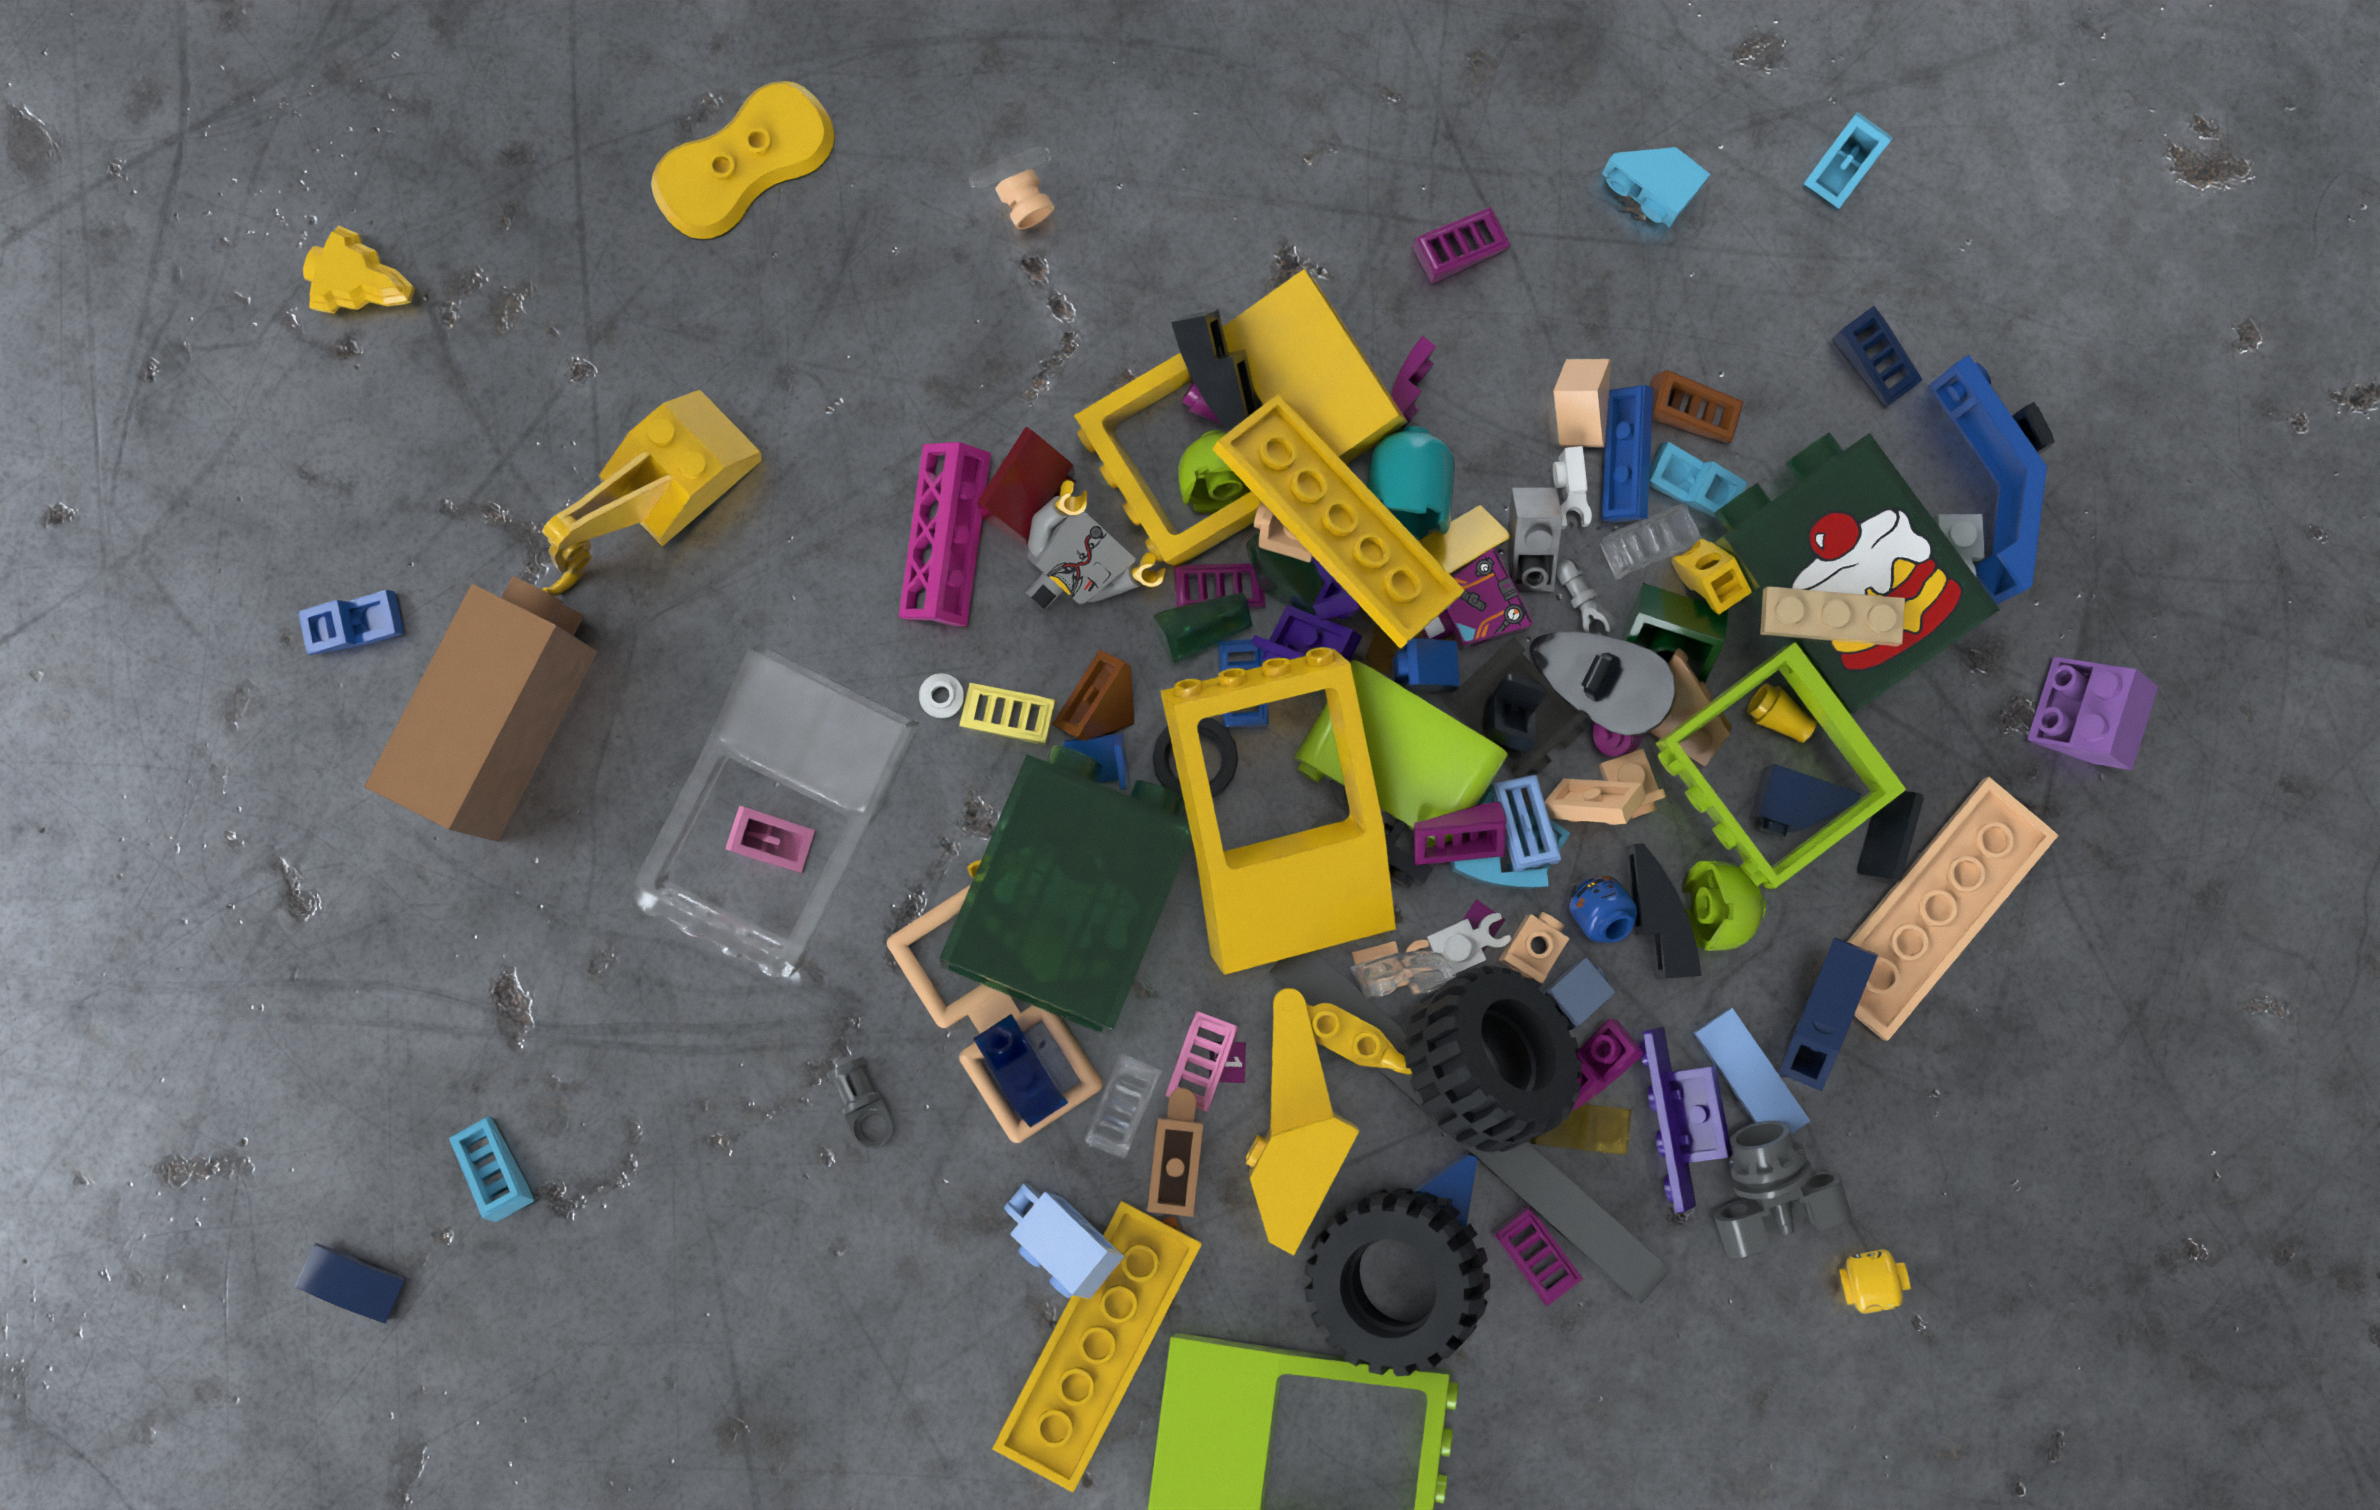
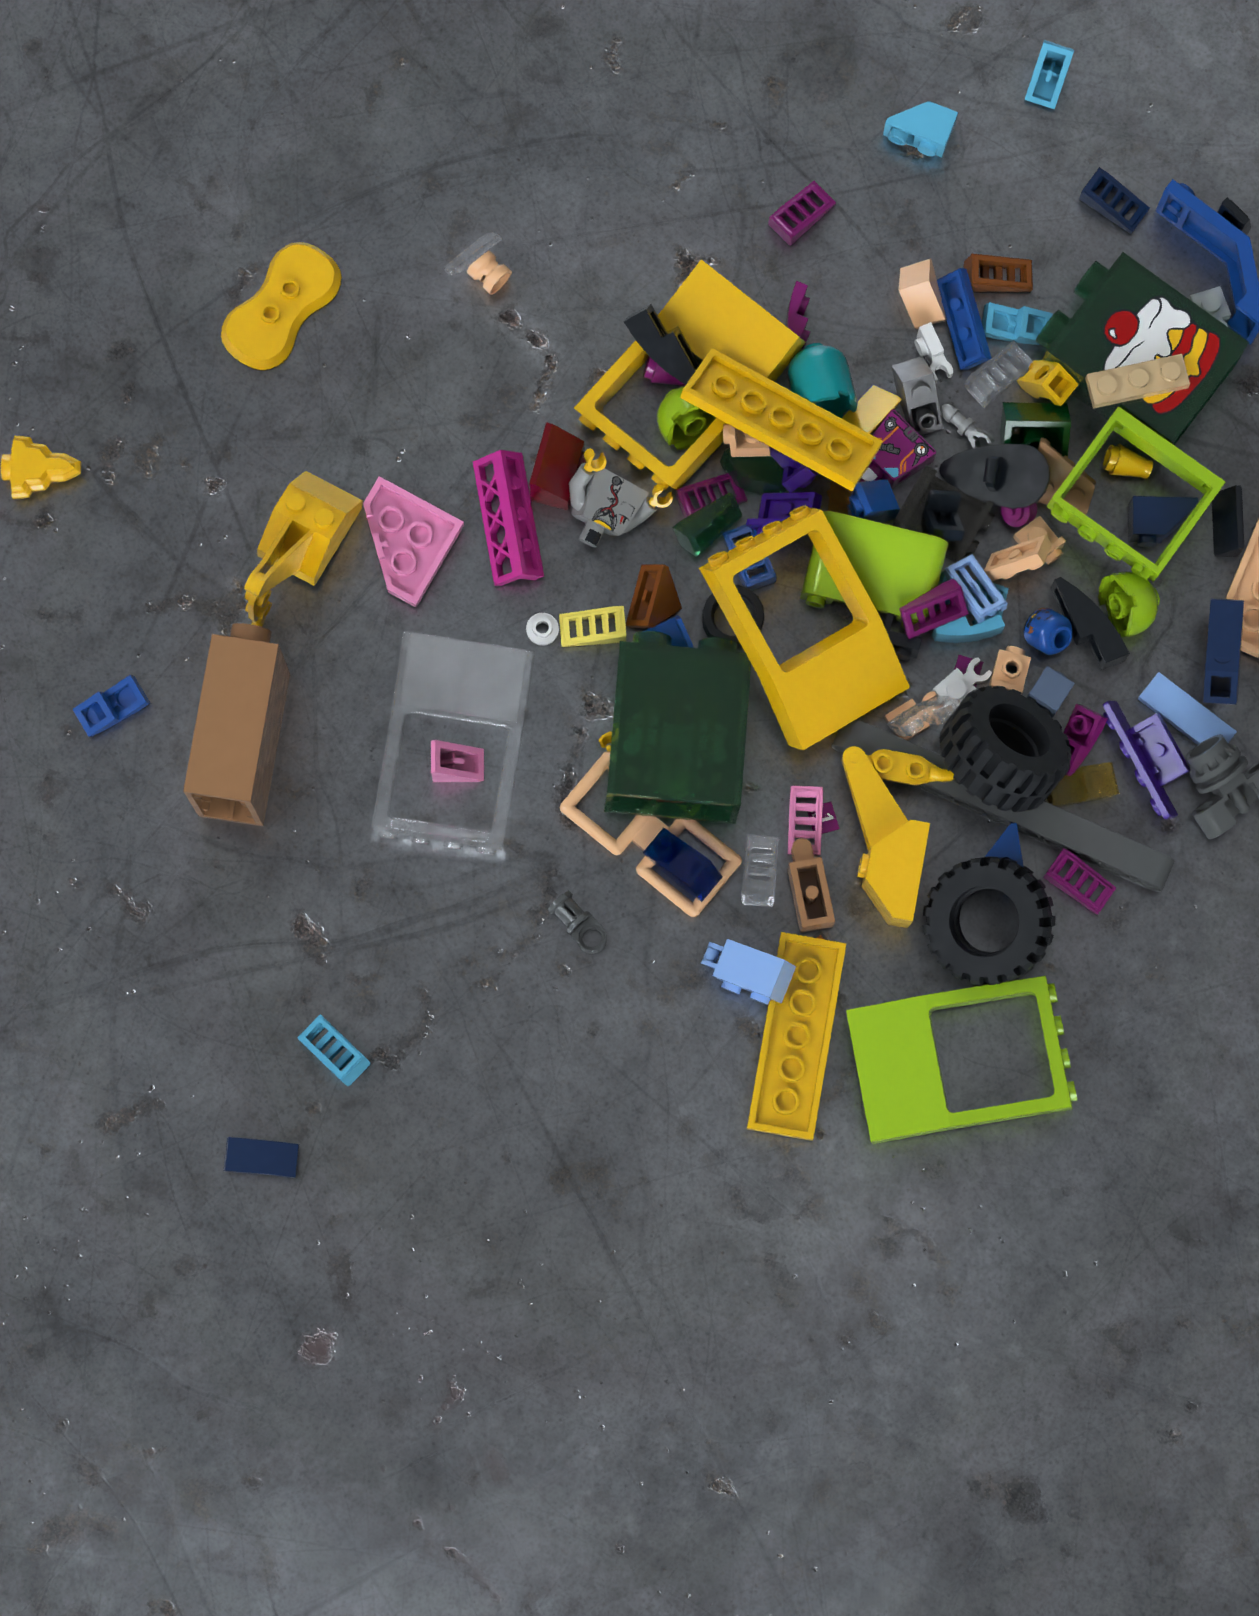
camera: 15 degrees left, 5 degrees down
(805, 521) = (408, 538): none -> bright pink plate

